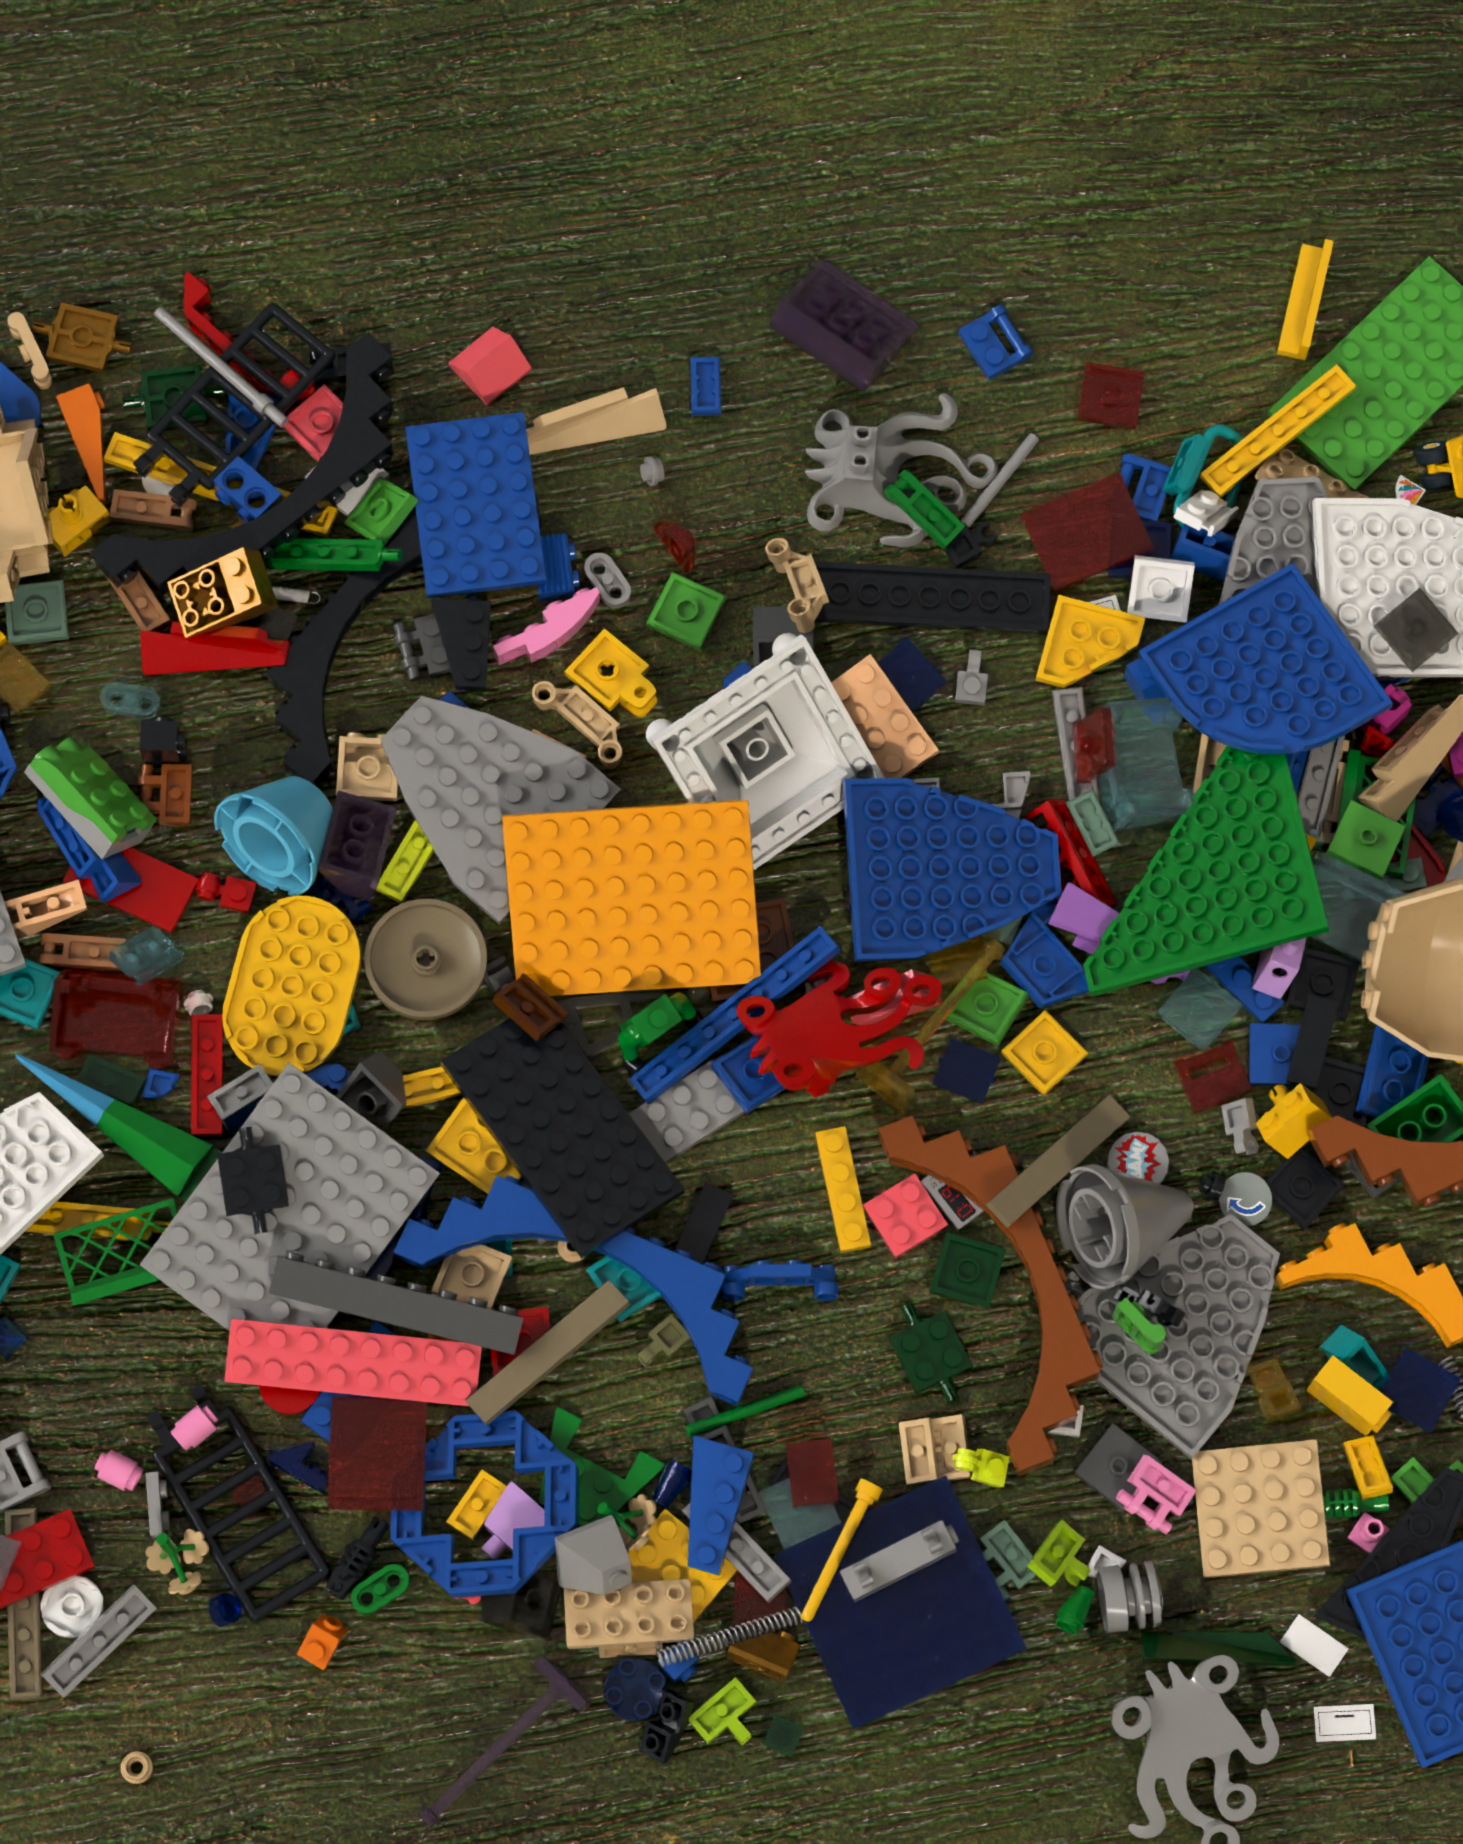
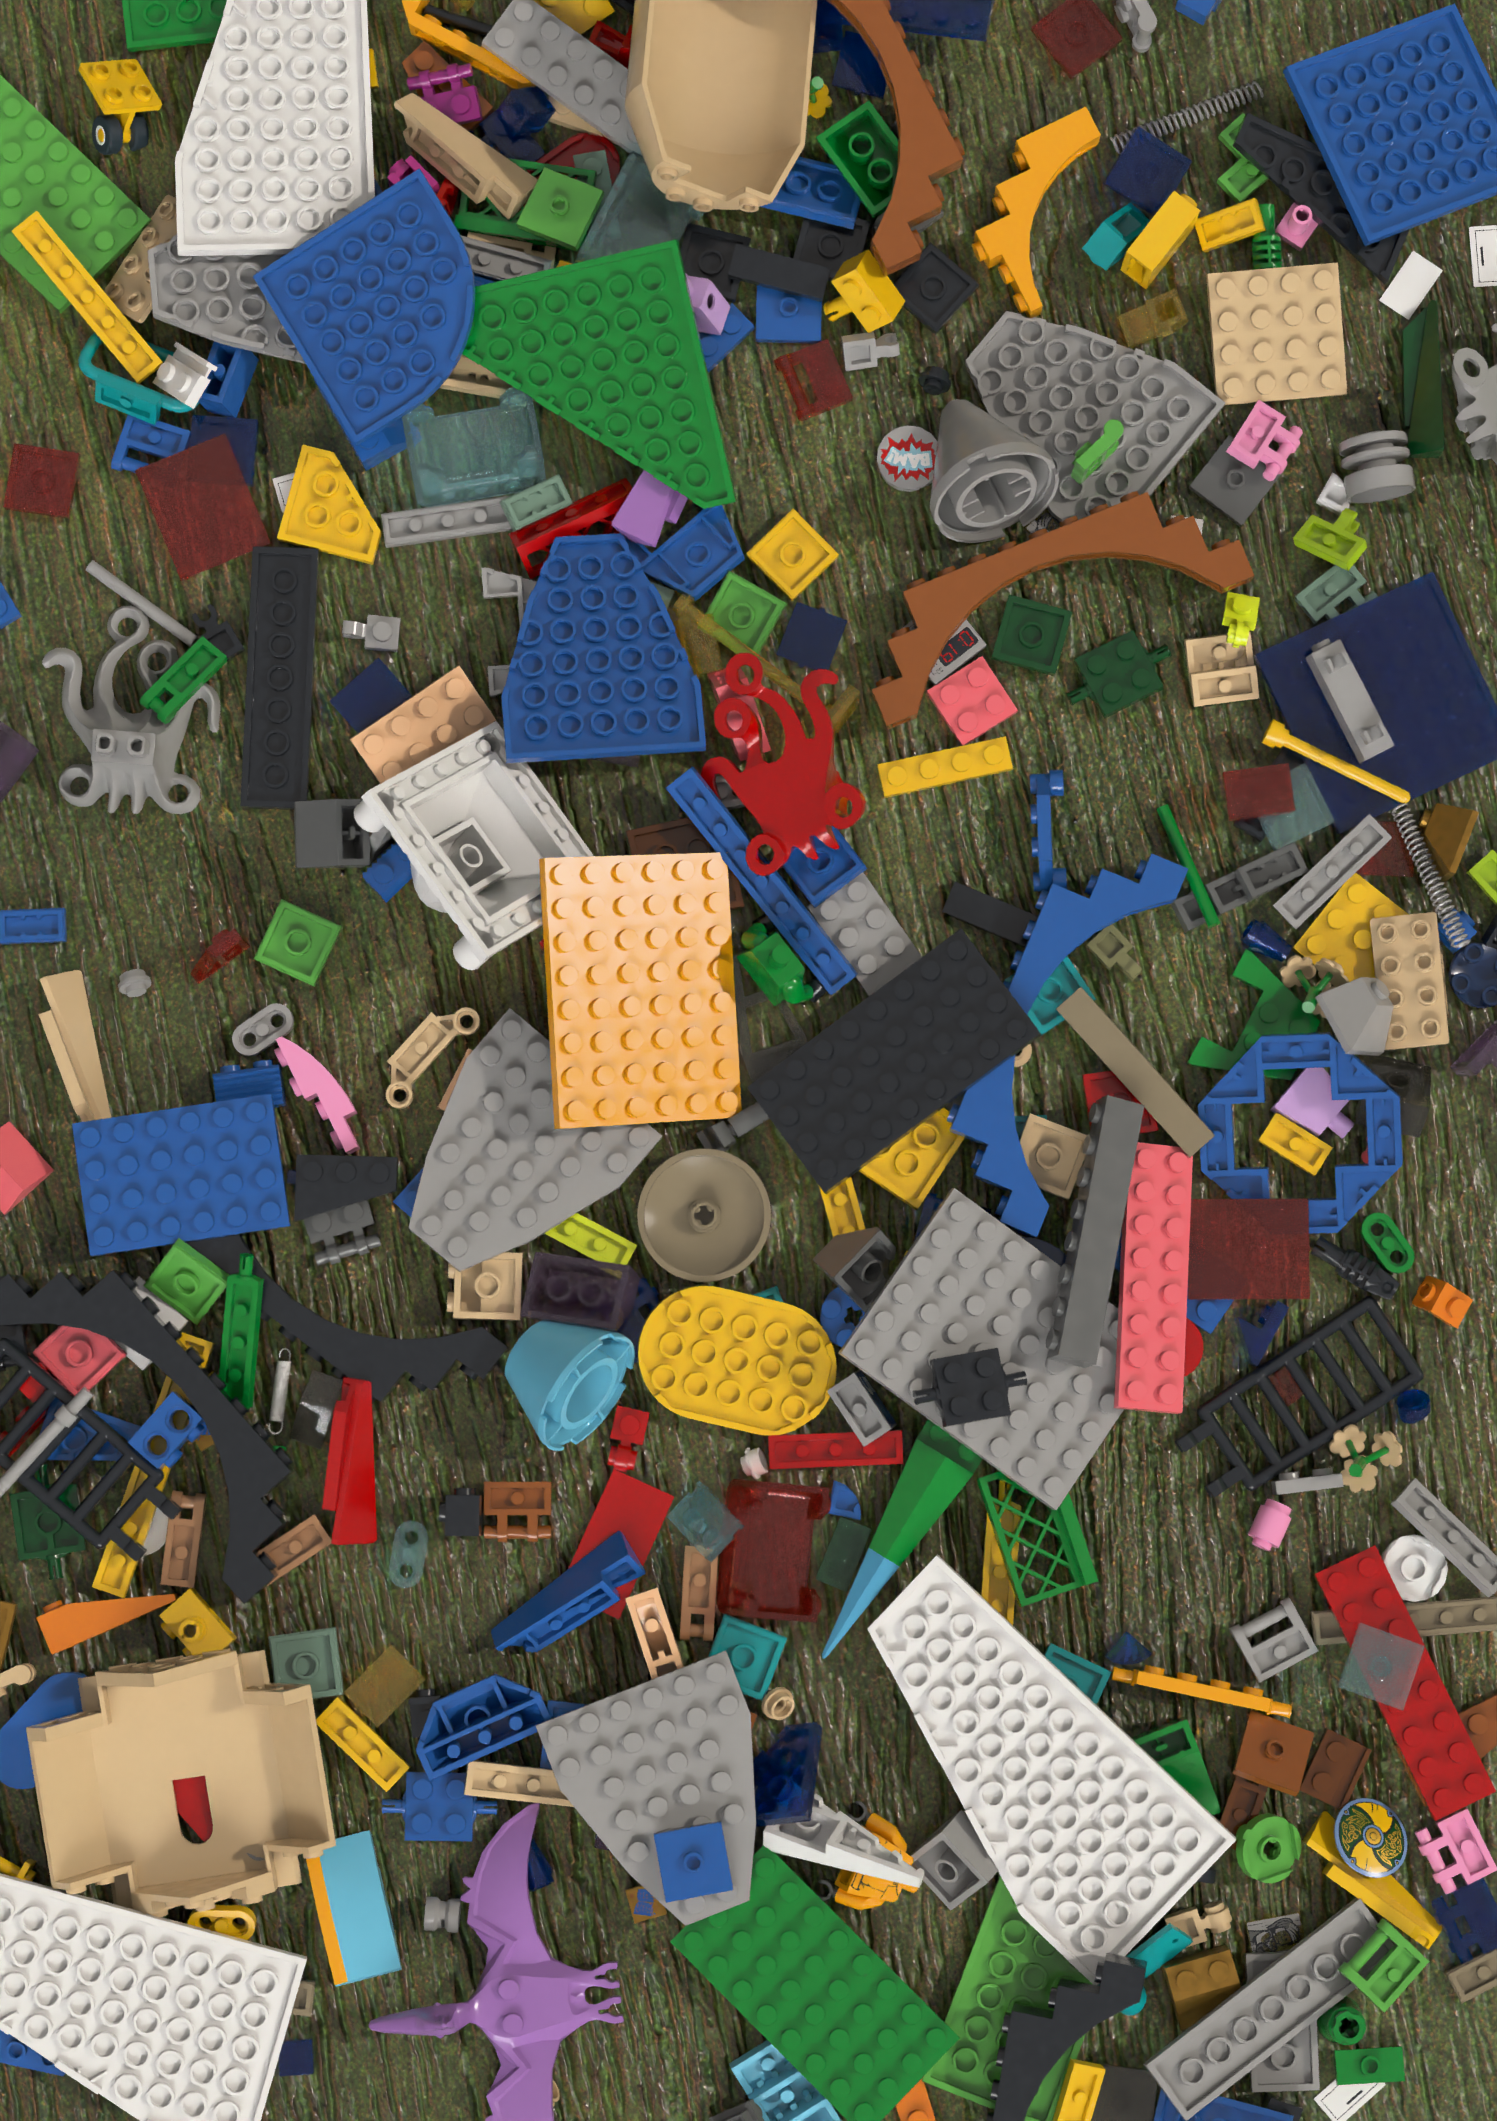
camera: 90 degrees left, 10 degrees up
(91, 797) = (527, 1590): bright green piece -> none
(194, 1427) = (1226, 1444): bright pink brick -> none
(222, 592) = (295, 1451): pearl gold slope -> none
(530, 1007) = (763, 1097): reddish brown plate -> none
(623, 686) = (387, 1012): yellow plate -> none
(716, 1495) = (1283, 891): blue wing -> none
(804, 581) = (269, 810): tan plate -> none
(1058, 1161) = (917, 537): dark tan tile -> none
(1074, 1612) = (1386, 524): green cone -> none
(1094, 745) = (456, 496): clear red plate -> none
(1154, 1304) = (1075, 432): black piece -> none
(1161, 588) = (270, 426): white plate -> none
(1199, 1009) = (743, 392): clear light blue plate -> none
(1246, 1198) = (947, 345): light grey sticker -> none
(1408, 490) = (154, 163): tile -> none
(1416, 629) = (325, 149): clear smoke plate -> none

